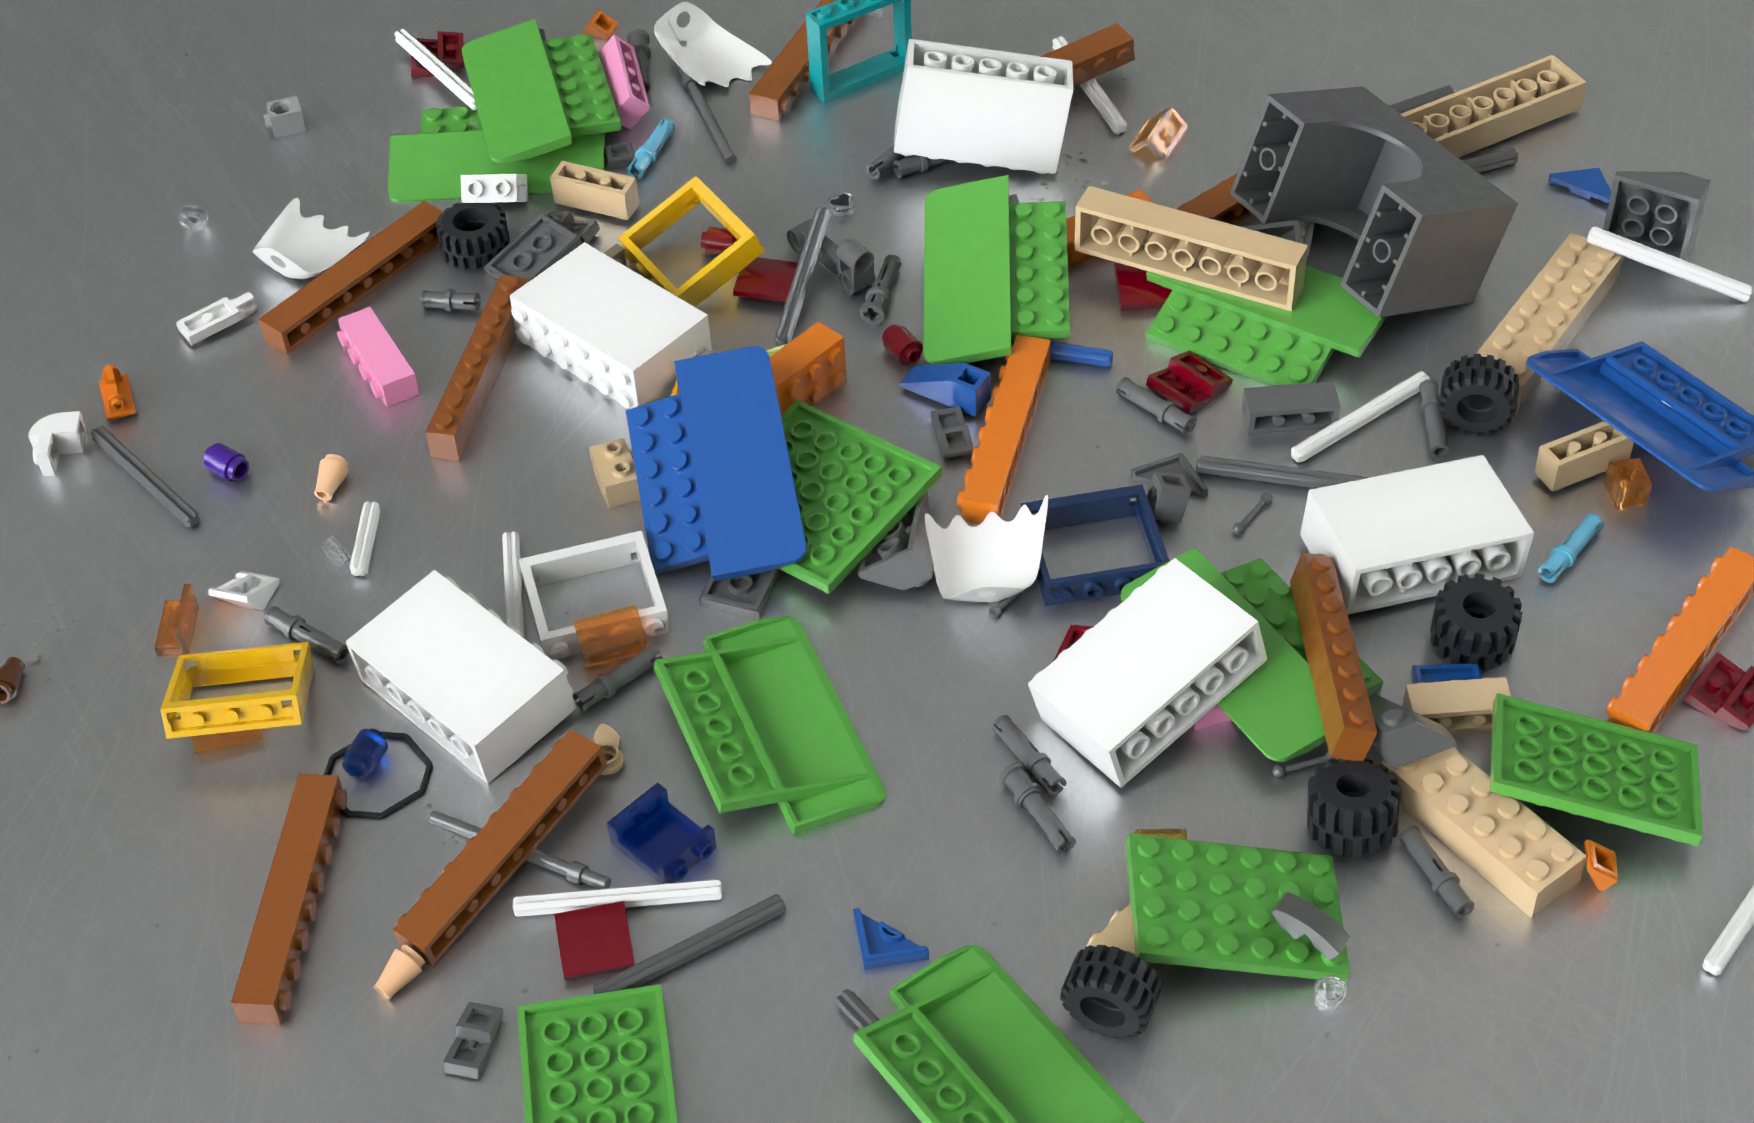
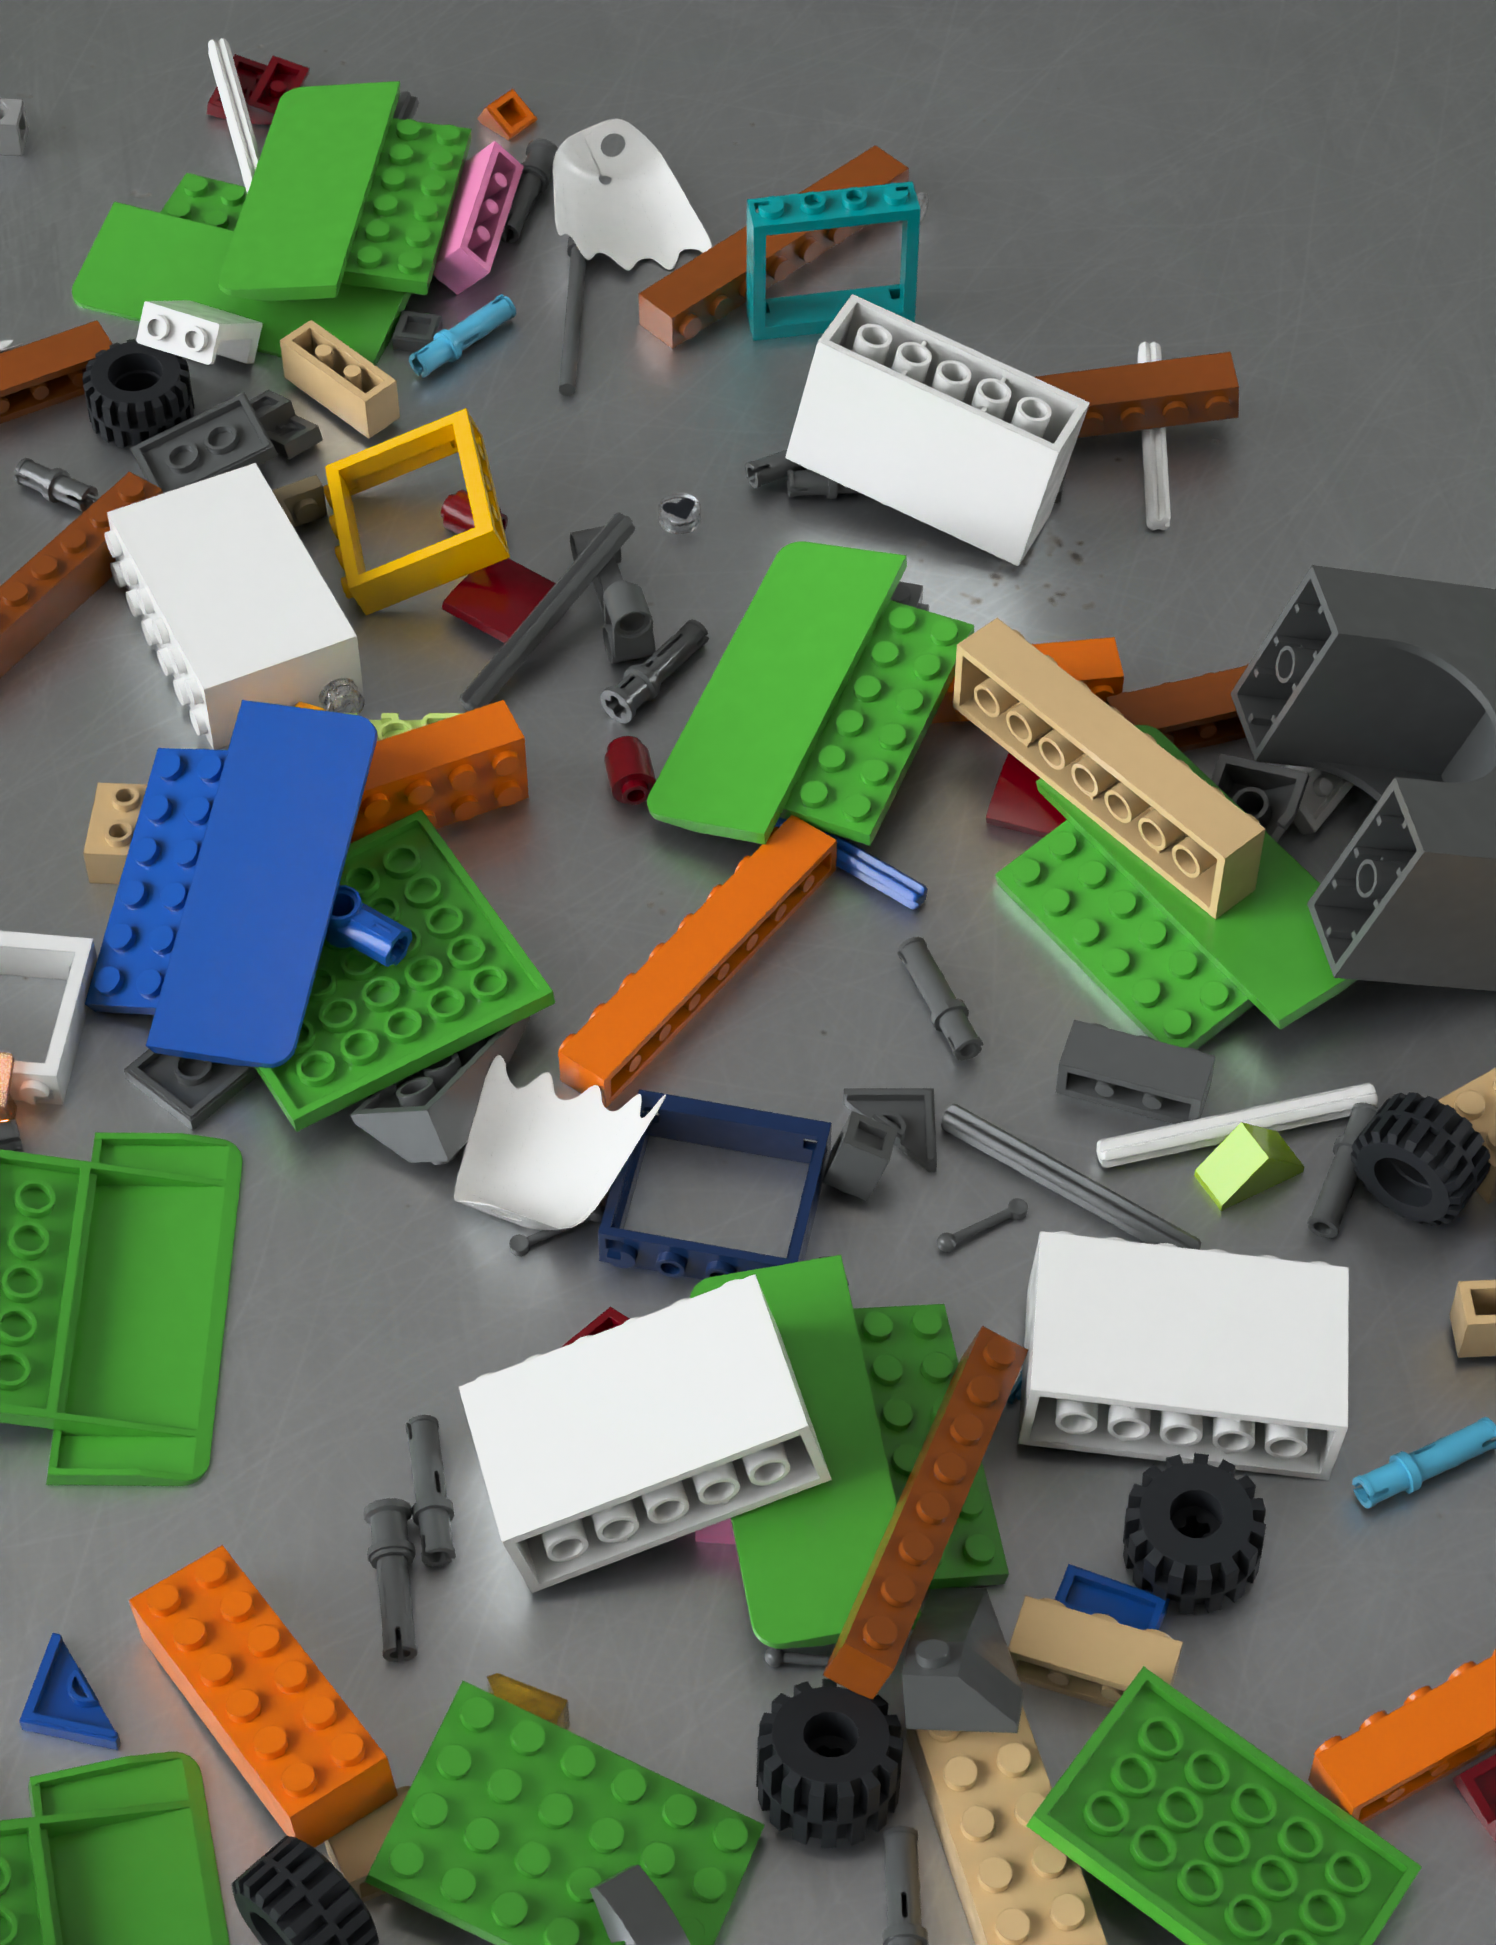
camera: 20 degrees right, 5 degrees up
(813, 468) = (366, 929): none -> blue piece
(951, 385) = (658, 862): blue slope -> none
(951, 432) = (623, 935): dark grey slope -> none
(1009, 890) = (263, 1699): none -> orange brick
(1160, 133) = (1211, 552): clear orange panel -> none
(1189, 382) = (1014, 976): dark red slope -> none
(1378, 435) = (1246, 1165): none -> slope

